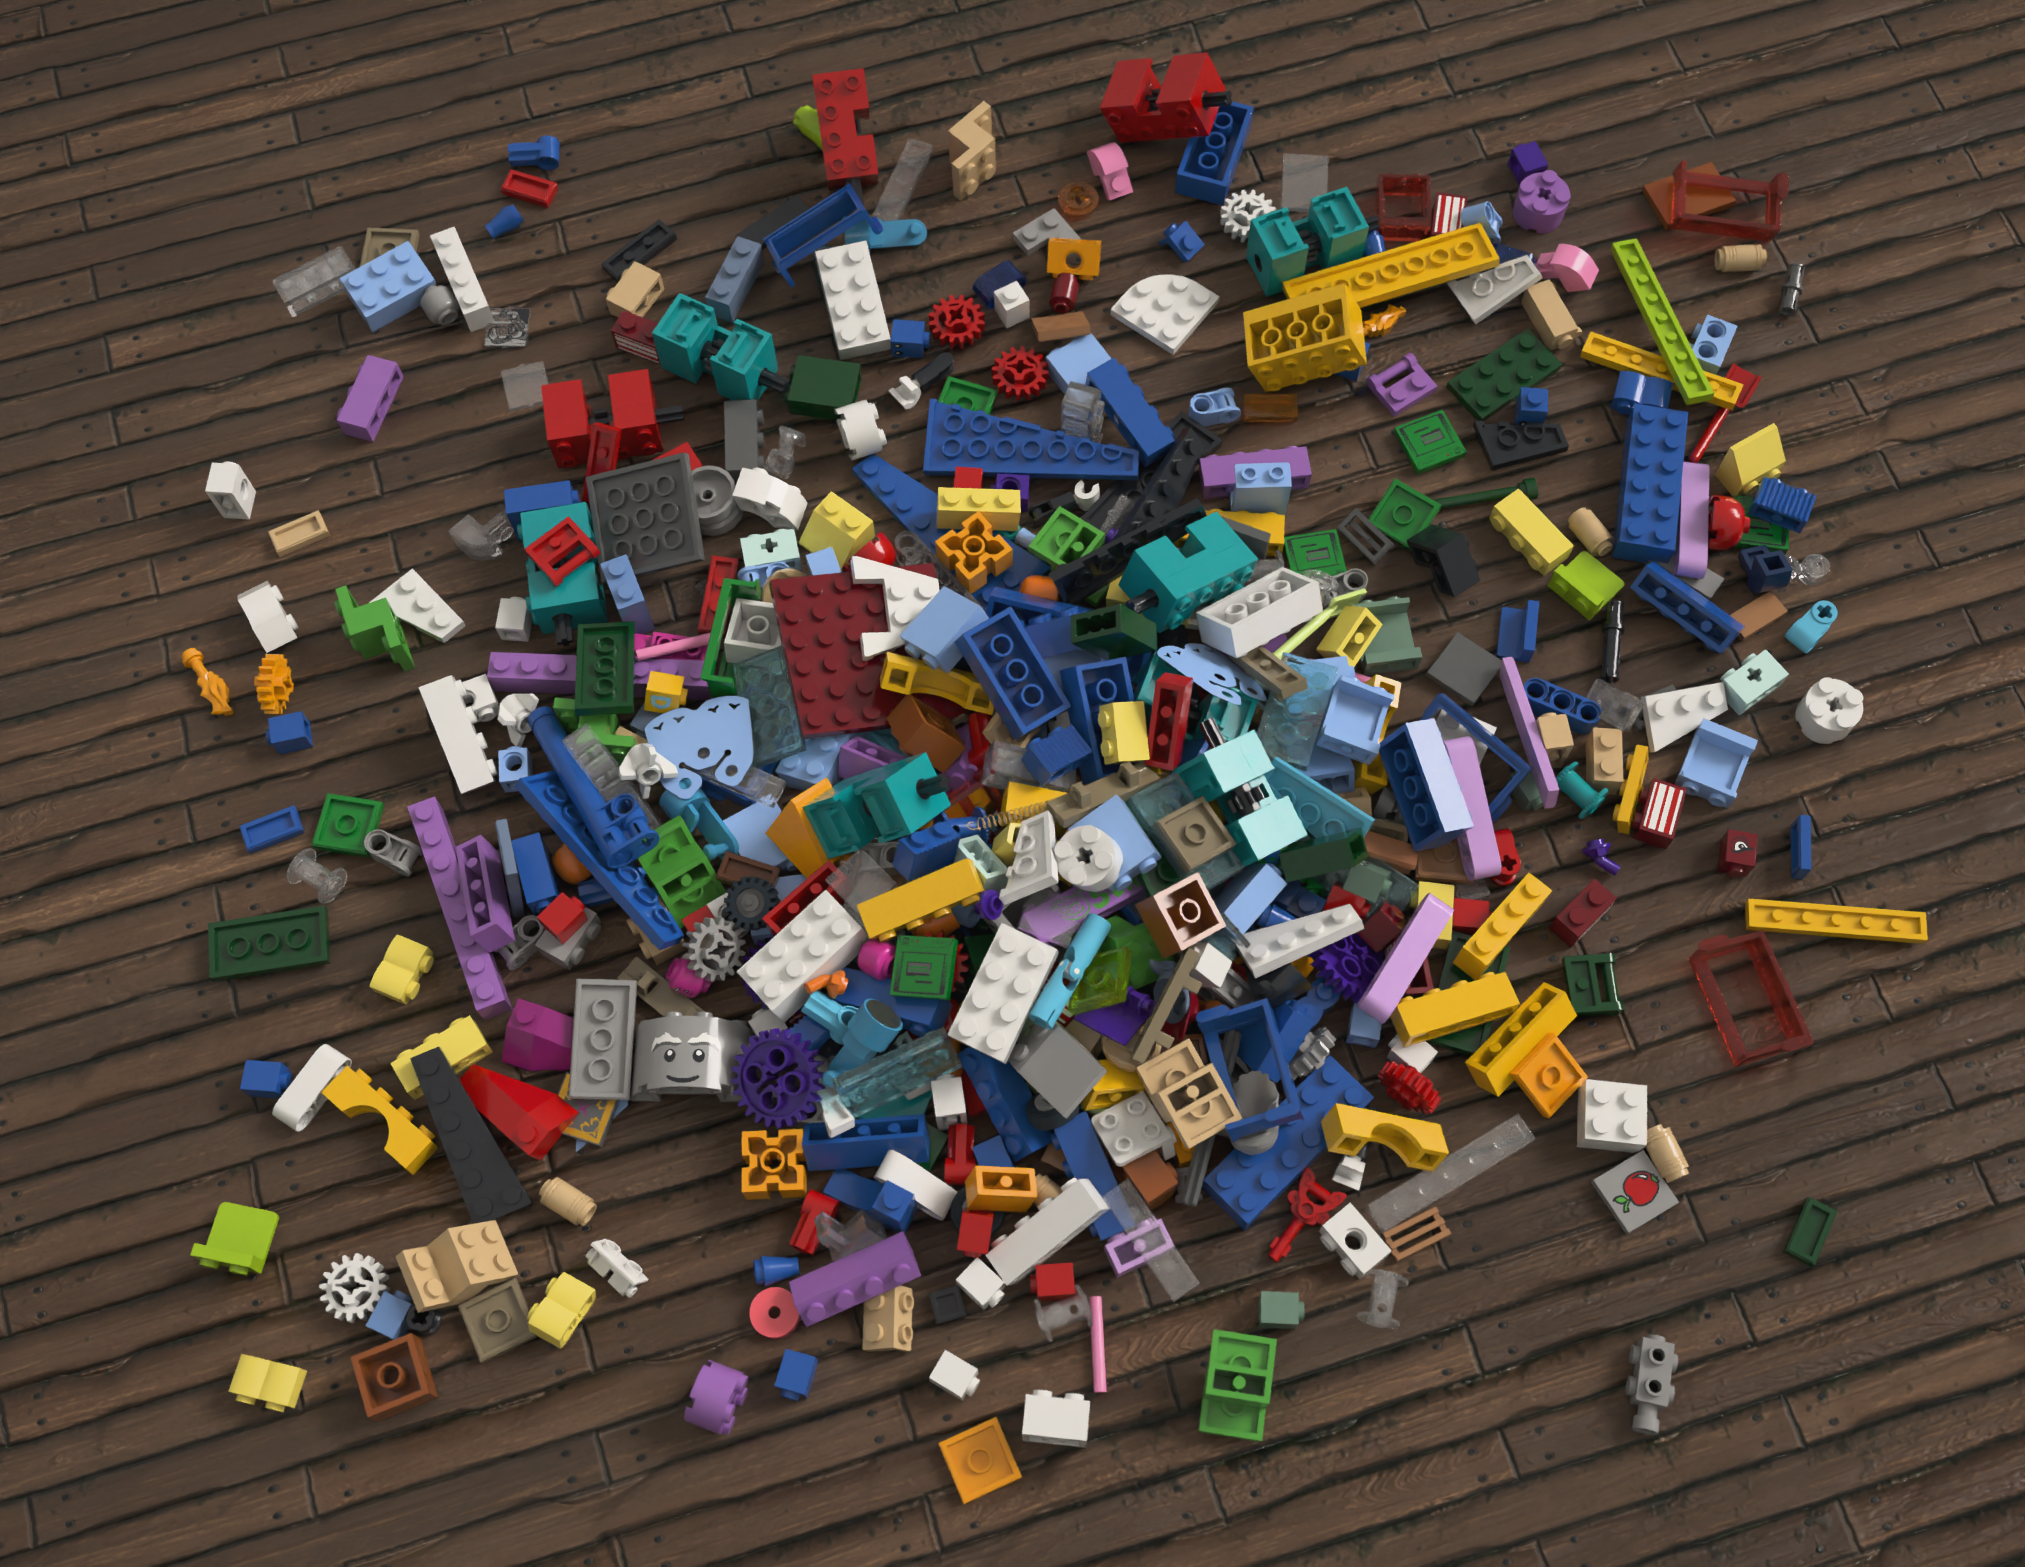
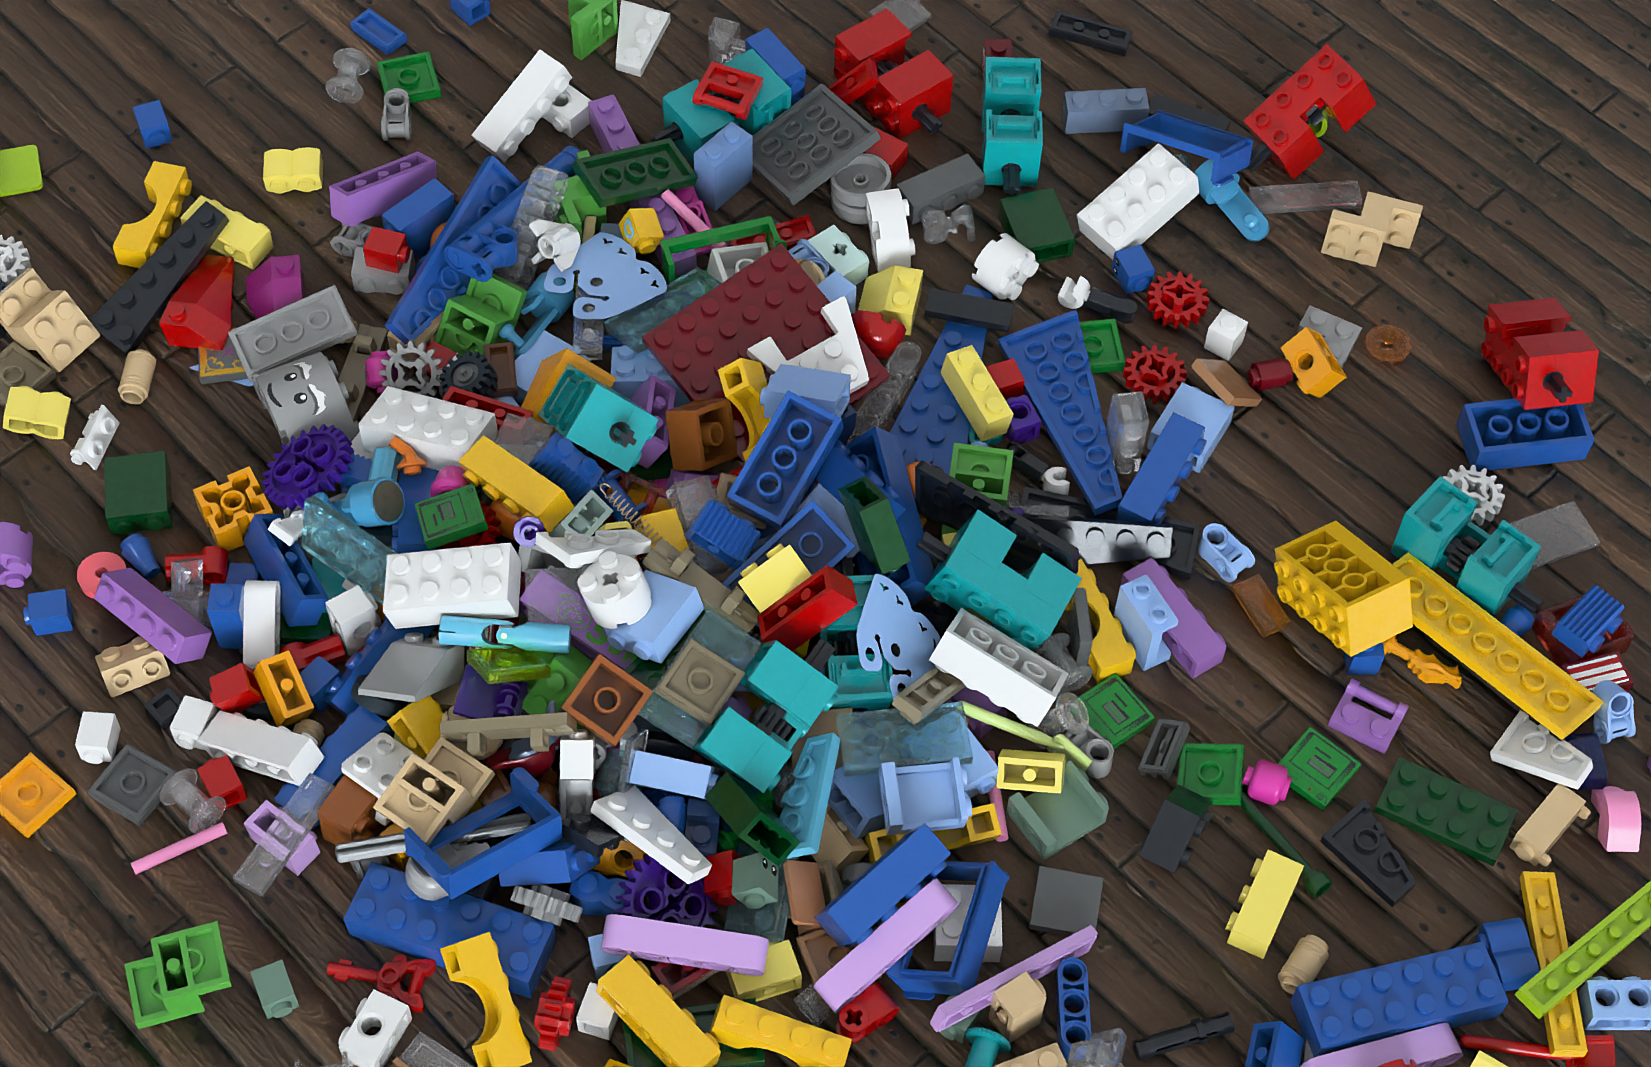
camera: 60 degrees right, 10 degrees down
(268, 943) = (274, 74): dark green plate -> none
(304, 1095) = (140, 153): white beam -> none
(441, 858) = (313, 224): medium lavender brick -> none
(507, 759) = (520, 161): light blue brick -> none
(509, 868) = (406, 174): sand blue tile -> none
(513, 619) = (653, 101): white brick -> none
(514, 713) = (567, 135): white brick -> none
(635, 291) = (1043, 42): tan brick -> none
(704, 1247) = (138, 492): none -> dark green brick
(886, 477) = (969, 310): none -> black tile
(974, 552) = (924, 406): light orange brick -> none
(996, 278) = (1256, 314): clear blue beam -> none
(1013, 1362) = (131, 784): none -> dark grey tile
(1056, 1419) = (83, 831): white brick -> none
(1111, 166) = (1437, 350): bright pink brick -> none
(1165, 309) = (1314, 469): white plate -> none
(1182, 240) = (1401, 450): blue bracket -> none
(1351, 1168) = (449, 1003): white piece -> none
(1382, 926) = (718, 916): dark red brick -> none
(1410, 195) = (1588, 621): none -> blue brick
(1431, 478) = (1267, 782): none -> dark pink head
(1469, 915) = (778, 999): red brick -> none
(1518, 632) = (1140, 939): blue panel -> none
(1531, 406) = (1418, 846): blue brick -> none
(1585, 584) = (1236, 983): lime bracket -> none

